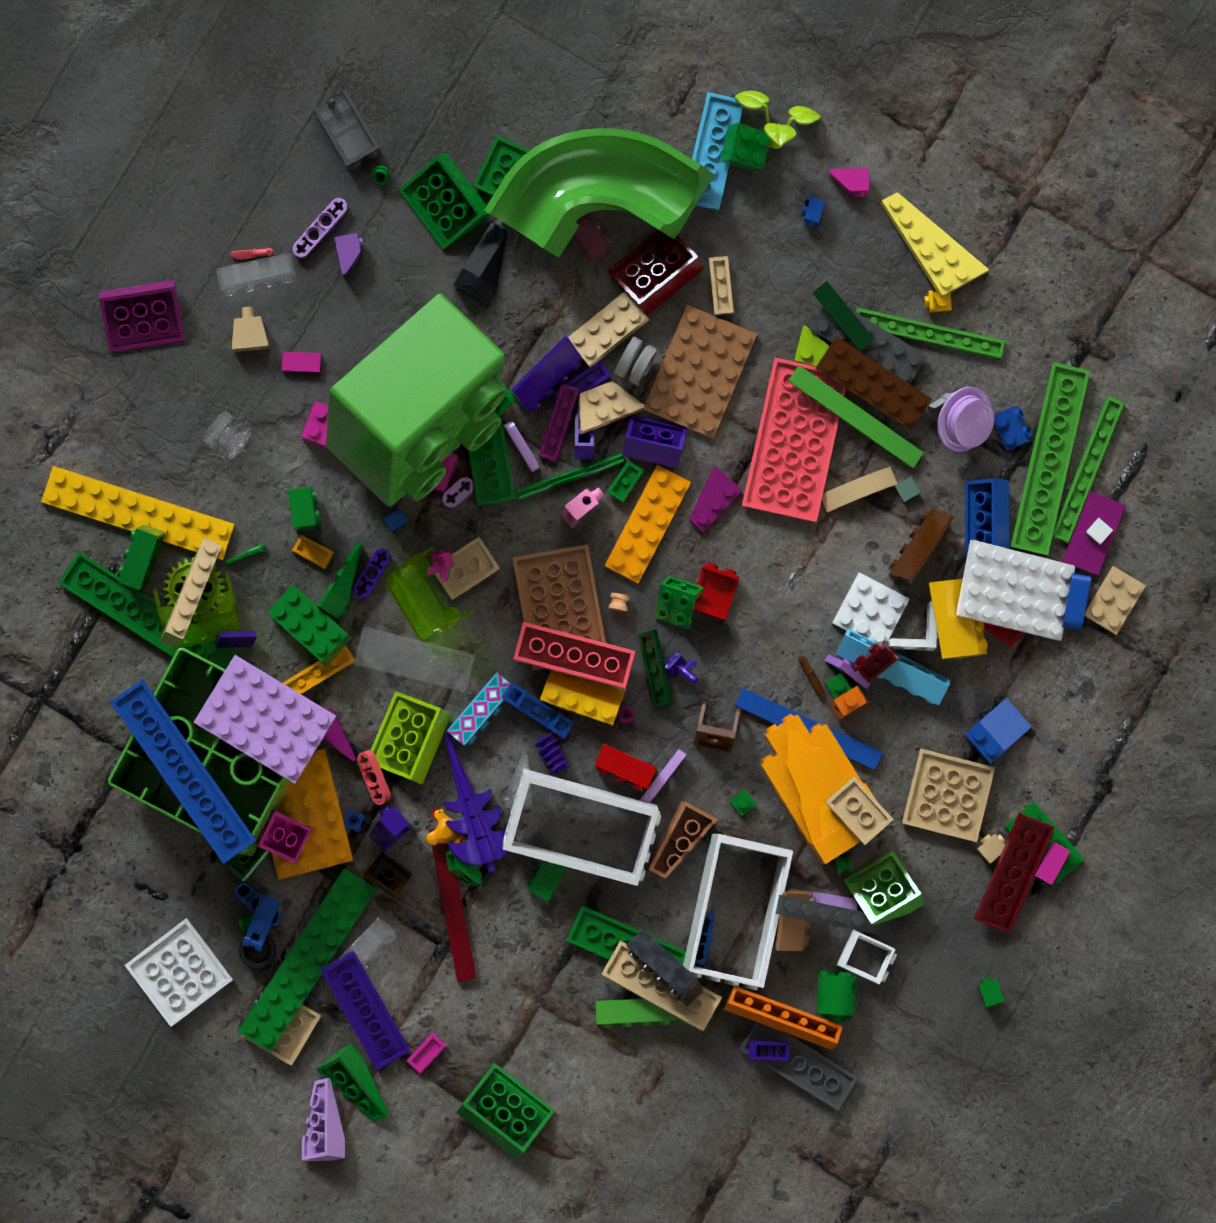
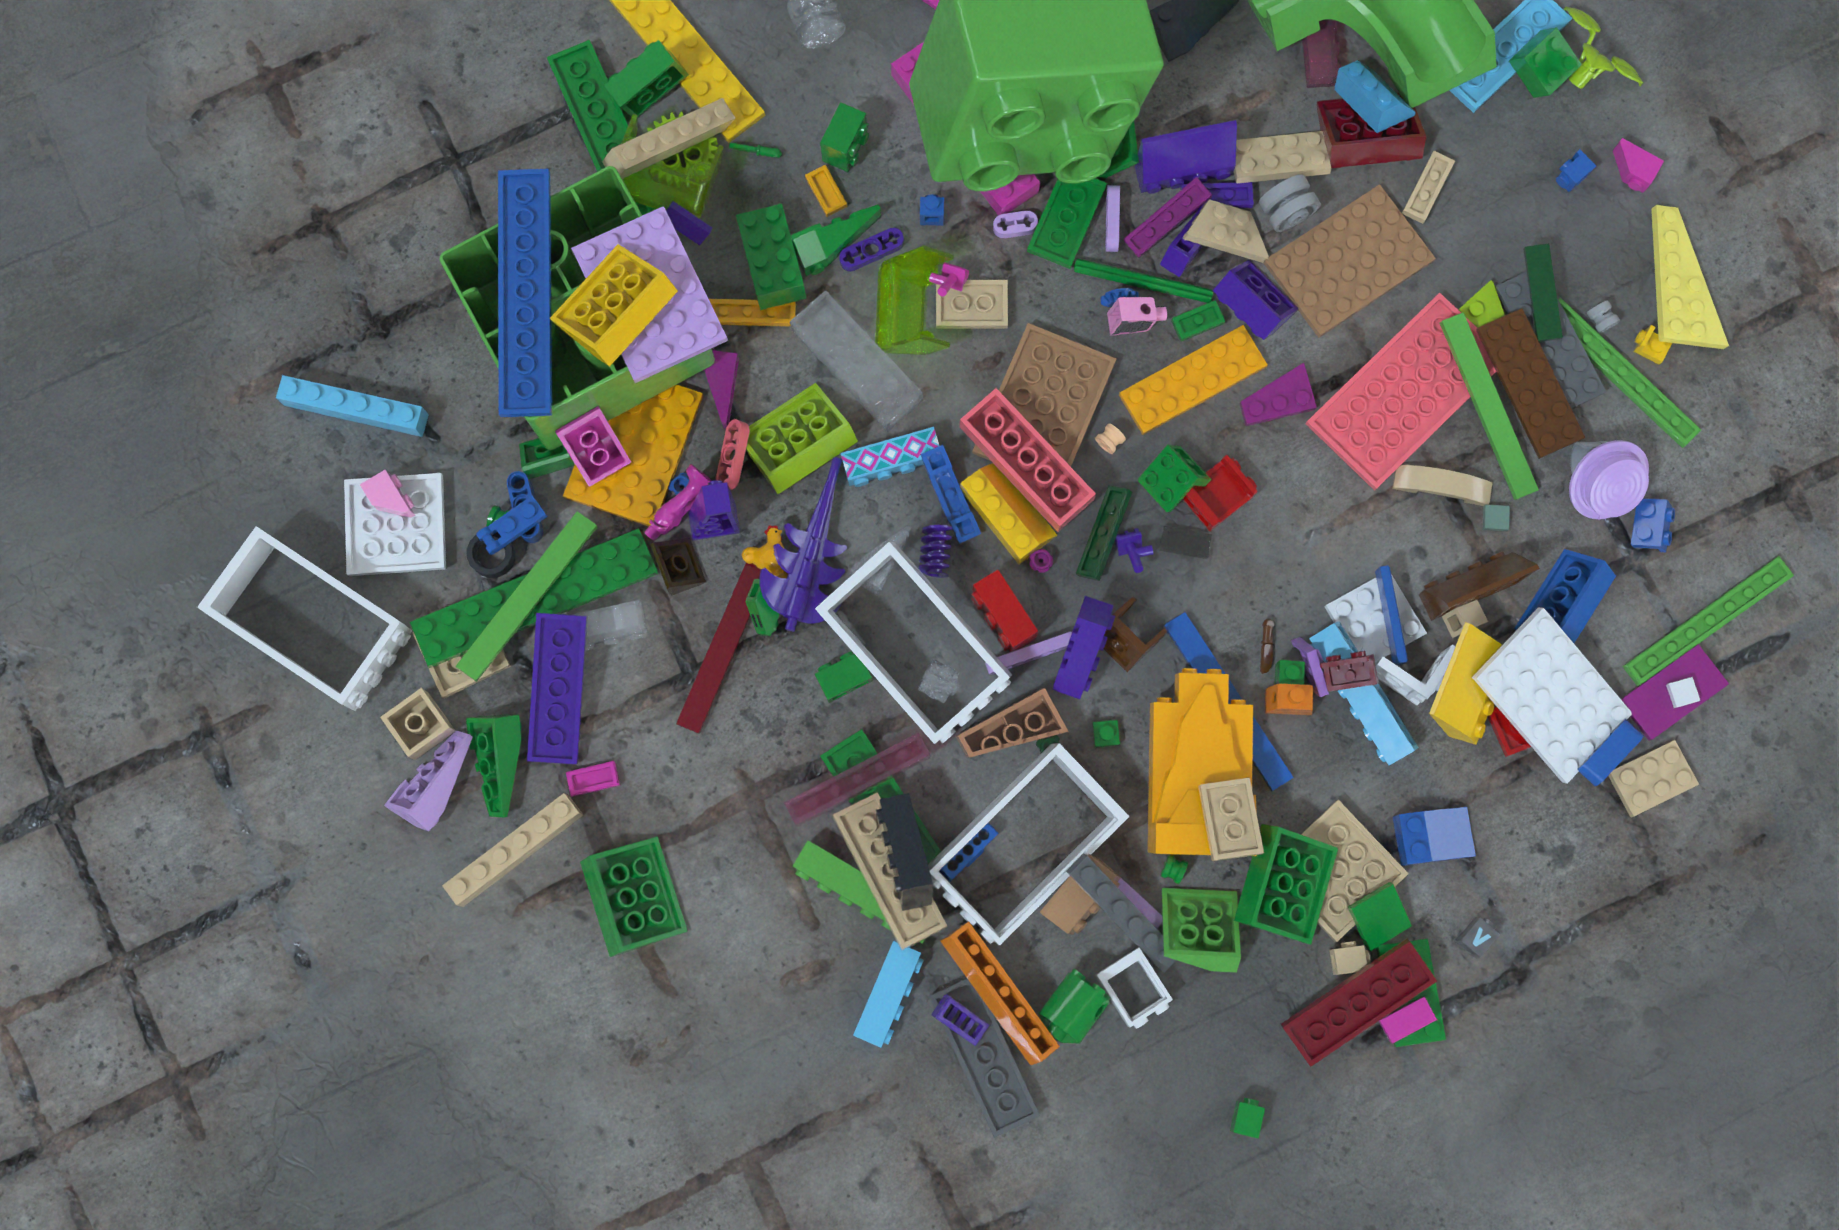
camera: 35 degrees right, 5 degrees down
(94, 912) = (352, 406): none -> medium azure brick
(100, 1075) = (238, 576): none -> white door
(162, 958) = (386, 496): none -> bright pink slope
(250, 743) = (614, 304): none -> yellow slope
(288, 1093) = (417, 724): none -> tan brick
(304, 963) = (526, 596): none -> bright green tile
(360, 842) = (672, 511): none -> dark pink piece
(407, 1133) = (512, 850): none -> tan brick
(562, 501) = (1111, 296): none -> blue gear
(602, 941) = (857, 780): none -> clear pink brick
(613, 841) = (939, 681): none -> clear brick
(644, 247) = (1371, 96): none -> dark azure slope
(692, 758) = (1083, 647): none -> dark purple wedge
(711, 1065) = (887, 995): none -> medium azure brick
(879, 604) = (1391, 615): none -> blue tile
(898, 303) = (1603, 316): none -> light grey wheel
(921, 827) = (1286, 884): none -> green slope
(928, 573) = (1469, 613): none -> tan brick
(994, 807) = (1379, 916): none -> green tile
(1050, 459) = (1675, 582): bright green plate -> none
(1064, 779) = (1478, 937): none -> flat silver brick

